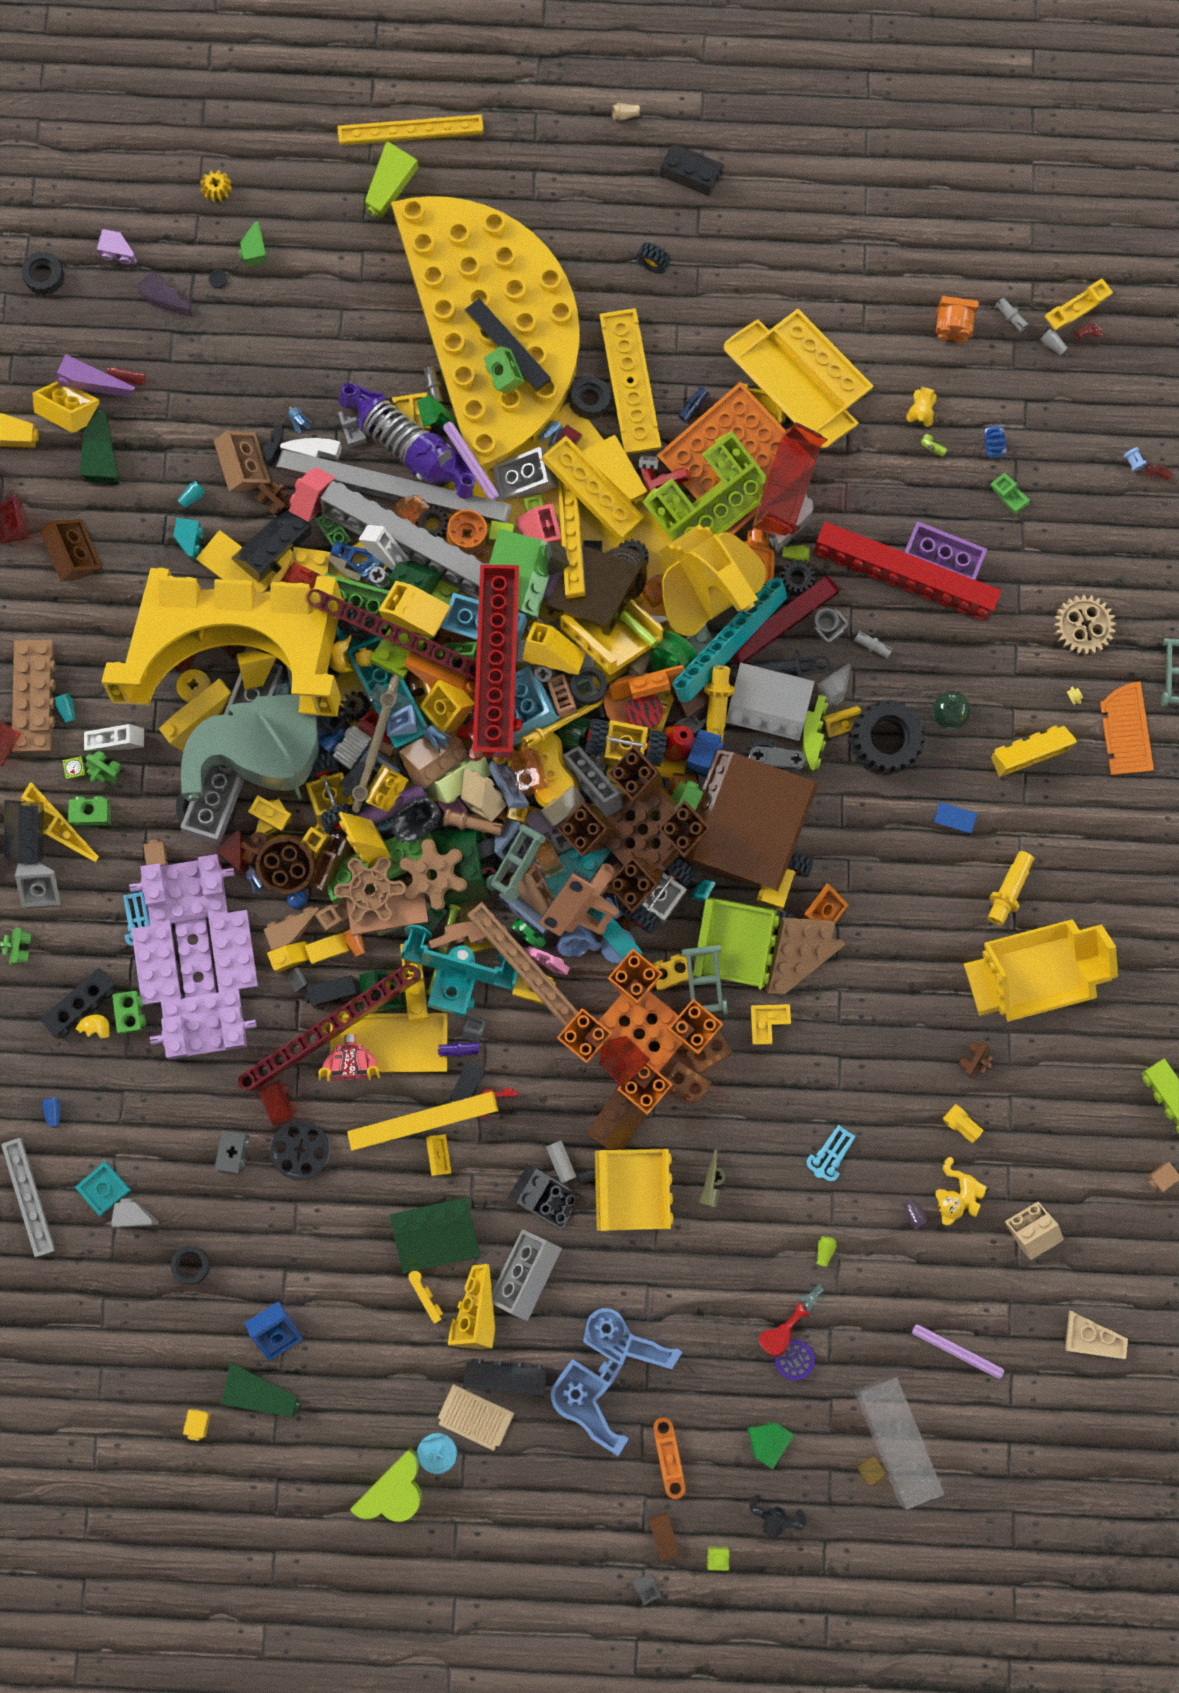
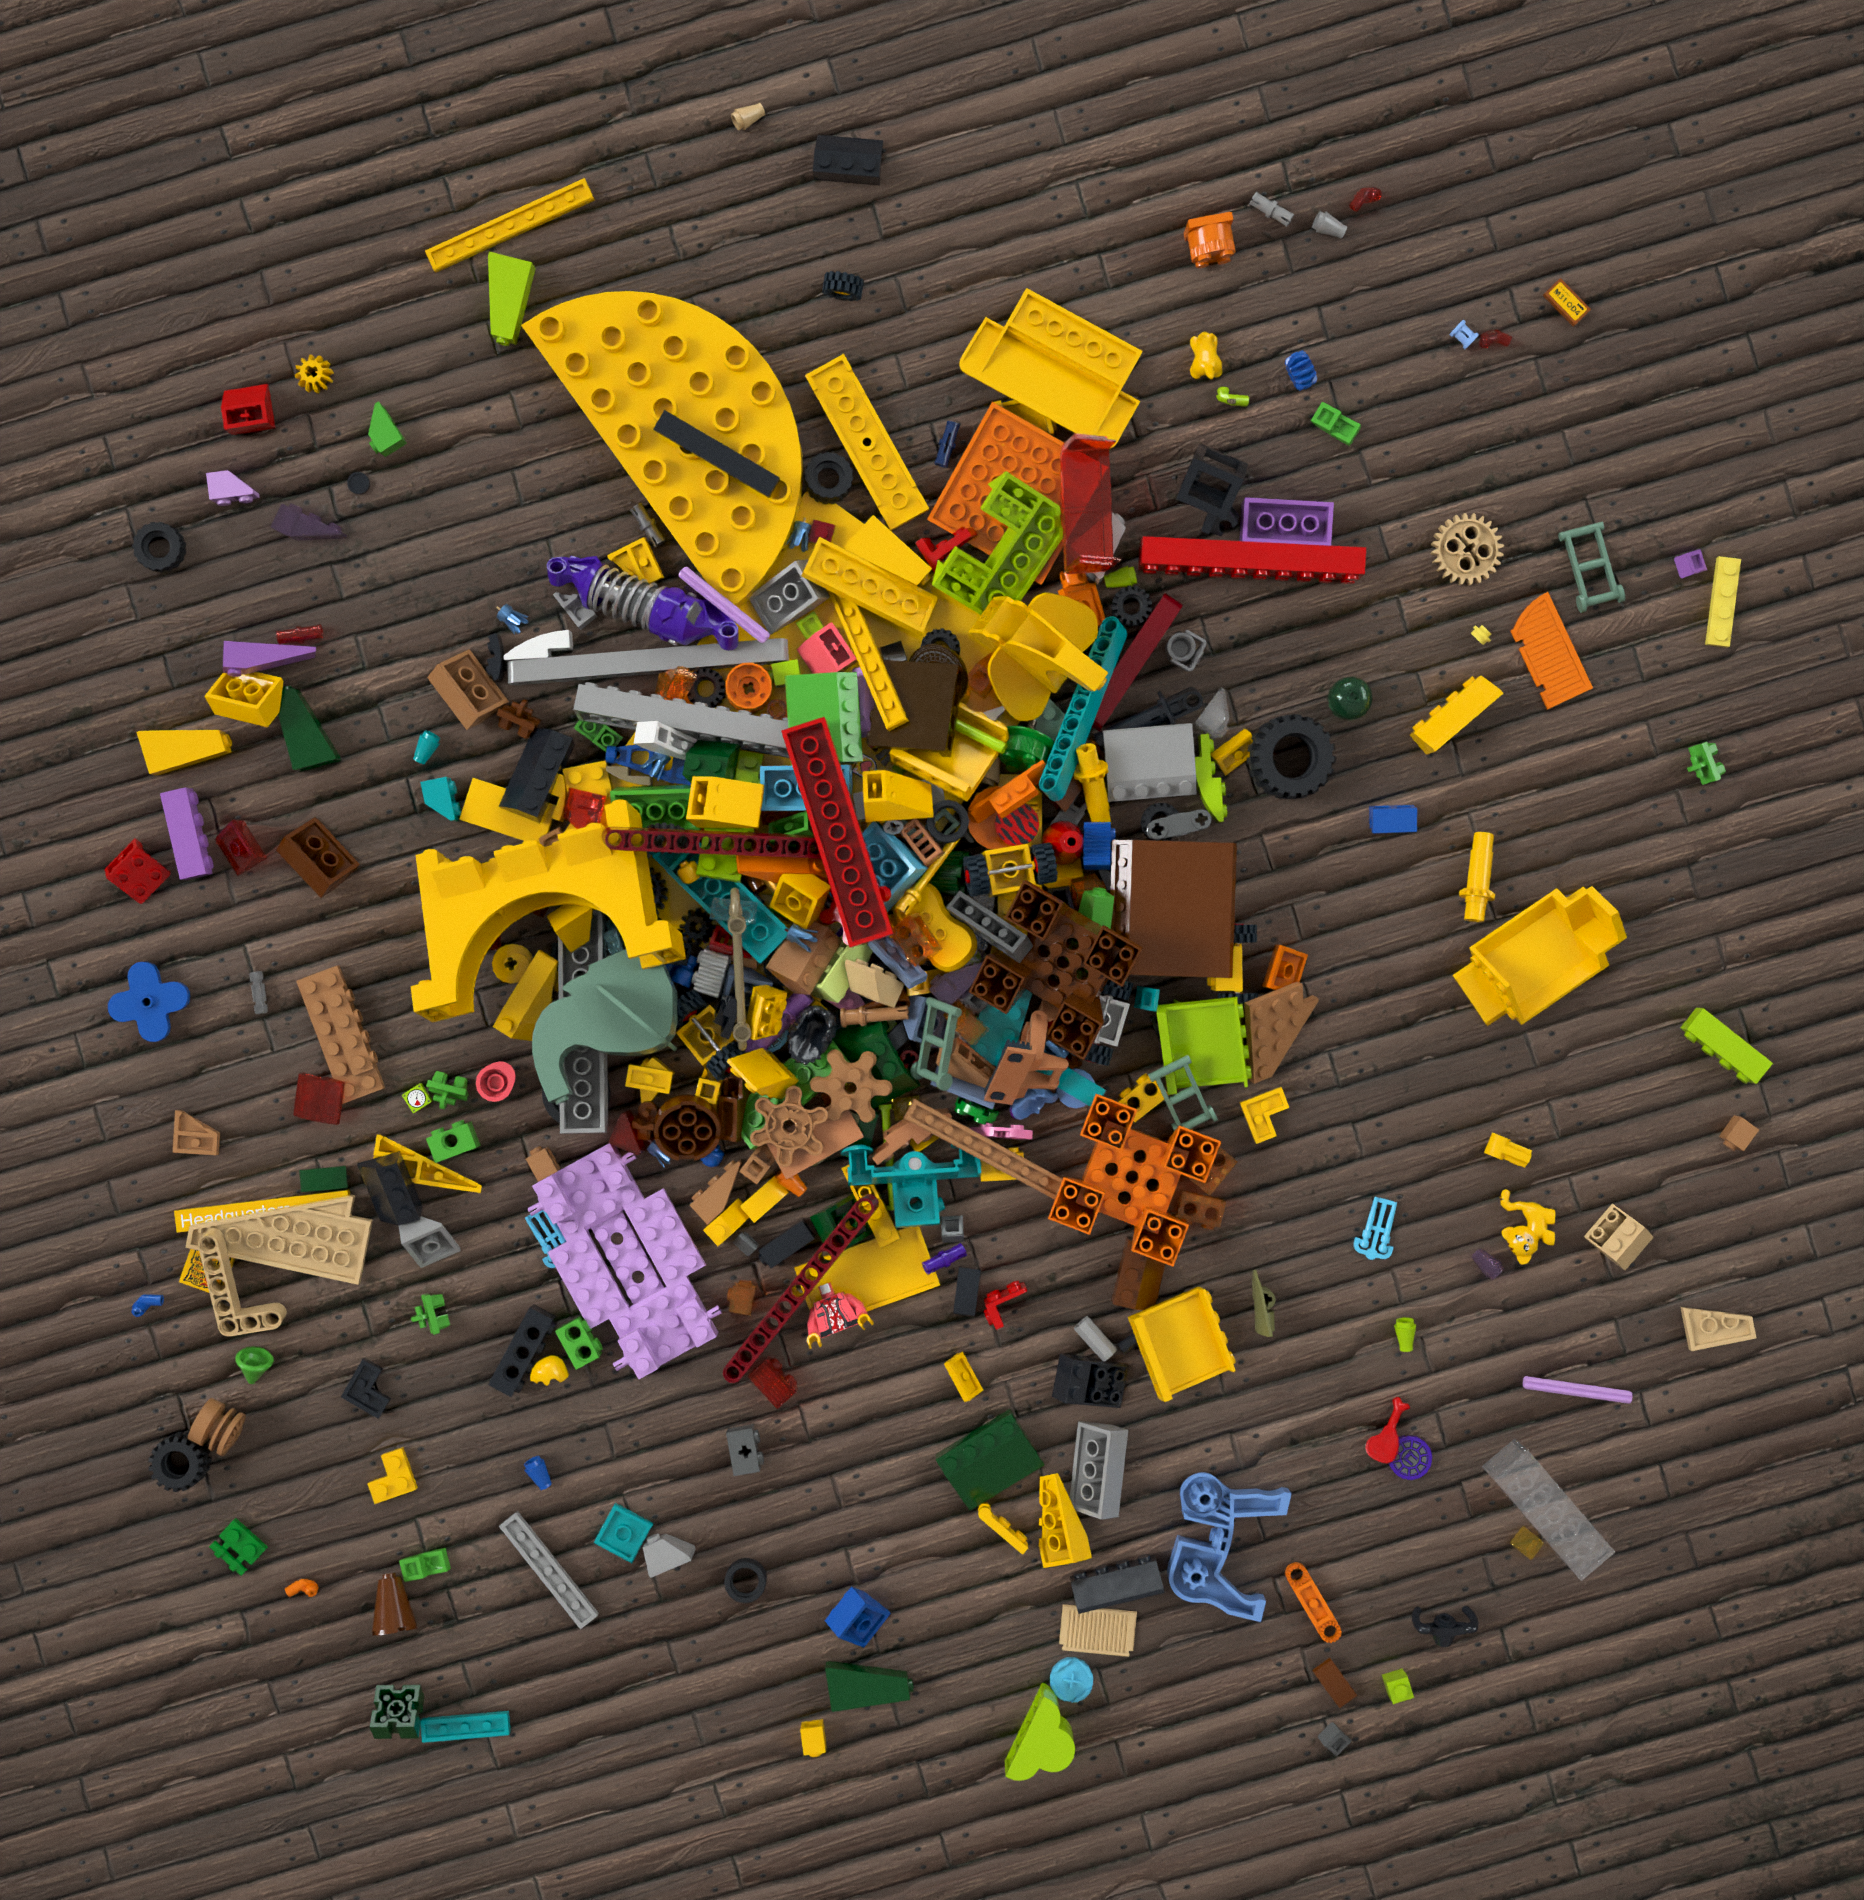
camera: 15 degrees left, 10 degrees up
(65, 707) = (381, 1035): teal cone -> none
(114, 738) = (448, 1051): white slope -> none
(143, 774) = (496, 1081): none -> coral piece
(153, 195) = (247, 410): none -> red slope
(277, 1022) = (741, 1297): none -> clear orange brick
(292, 1143) = (806, 1416): black wedge -> none
(308, 493) = (558, 703): coral piece -> none
(338, 658) = (662, 885): yellow hair -> none
(375, 575) = (664, 773): light grey bush -> none
(402, 722) = (758, 934): light blue slope -> none
(422, 1121) = (935, 1351): yellow tile -> none
(433, 412) = (661, 559): green slope -> none
(500, 360) = (734, 493): bright green brick -> none
(557, 558) = (861, 687): pearl dark grey tile -> none
(563, 806) = (969, 963): dark tan slope -> none
(622, 1059) = (1126, 1216): clear red slope -> none
(647, 460) = (921, 536): light grey tile -> none
(769, 1442) = (1411, 1550): green slope -> none
(812, 1297) = (1406, 1387): clear light blue bar -> none
(873, 644) = (1240, 654): light grey pin -> none
(893, 520) = (1207, 498): none -> black piece
(979, 1060) = (1498, 1086): reddish brown hips -> none
(1079, 305) = (1343, 171): yellow slope -> none

